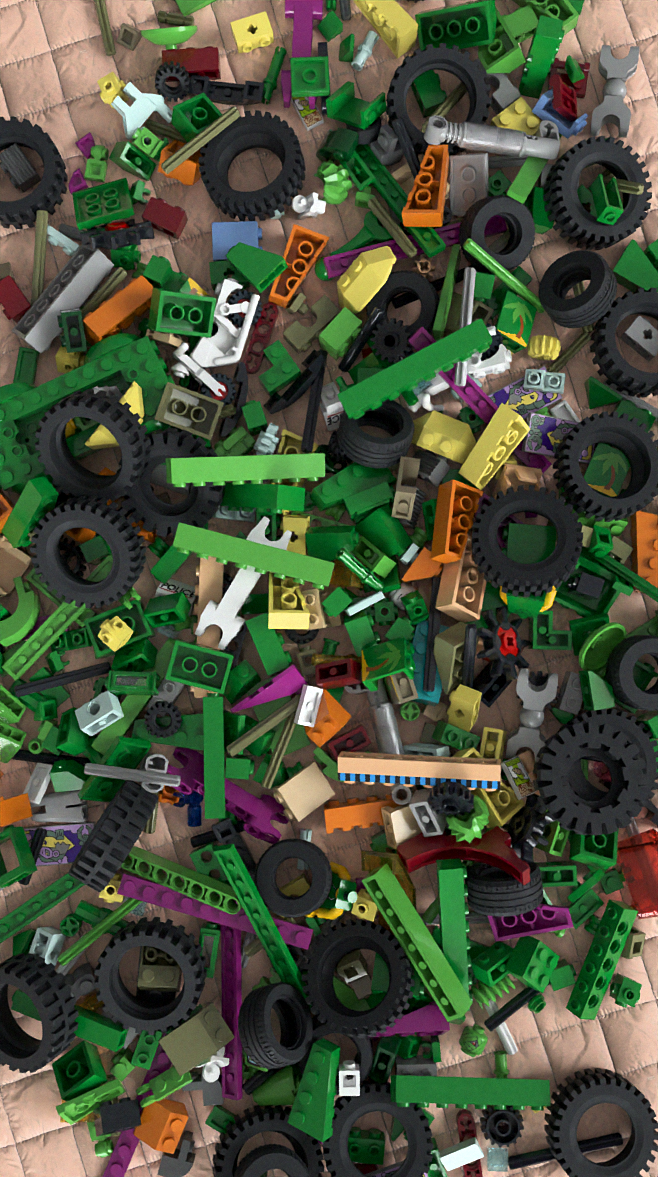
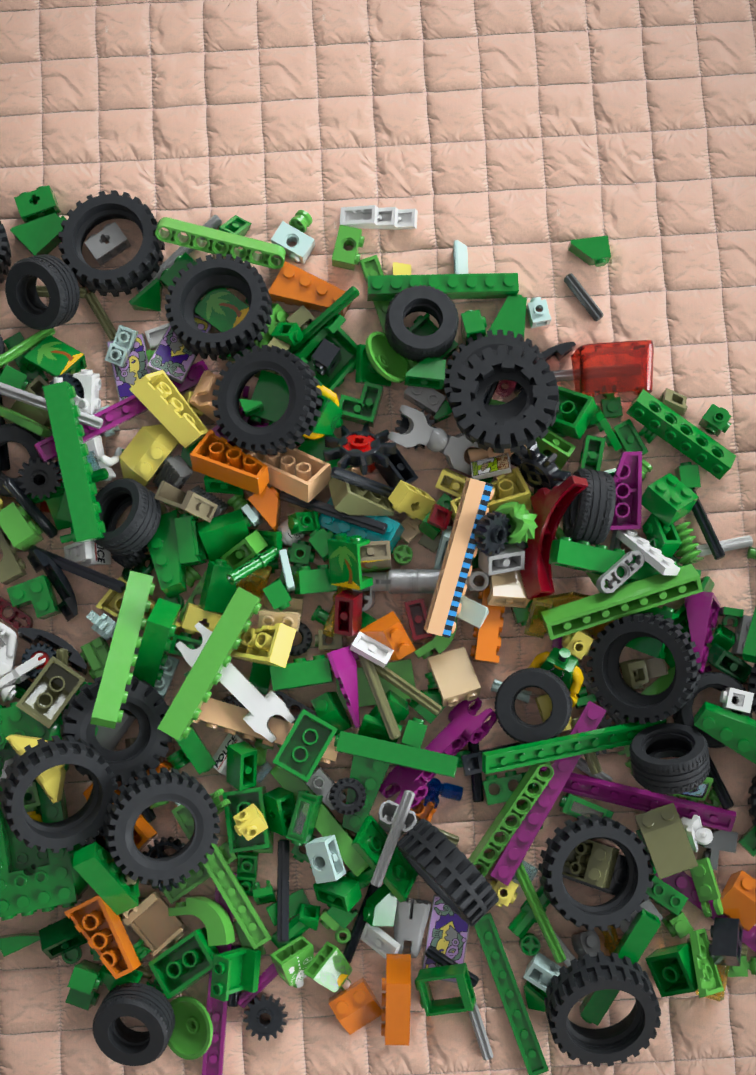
camera: 70 degrees left, 5 degrees down
(95, 550) = (163, 821): green brick -> none
(254, 417) = (76, 631): green brick -> none
(279, 1088) = (735, 773): bright green cone -> none
(369, 796) = (472, 612): none -> light aqua slope
(449, 942) = (628, 572): none -> light grey beam
(454, 740) = (439, 517): none -> dark red plate
(464, 417) = (142, 419): green brick -> none
(470, 961) = (651, 555): none -> white plate
(473, 1040) = (730, 574): bright green head -> none
(515, 527) = (251, 407): none -> green slope
(537, 1004) = (710, 506): green plate -> none
(544, 347) = (89, 338): light yellow gear -> none

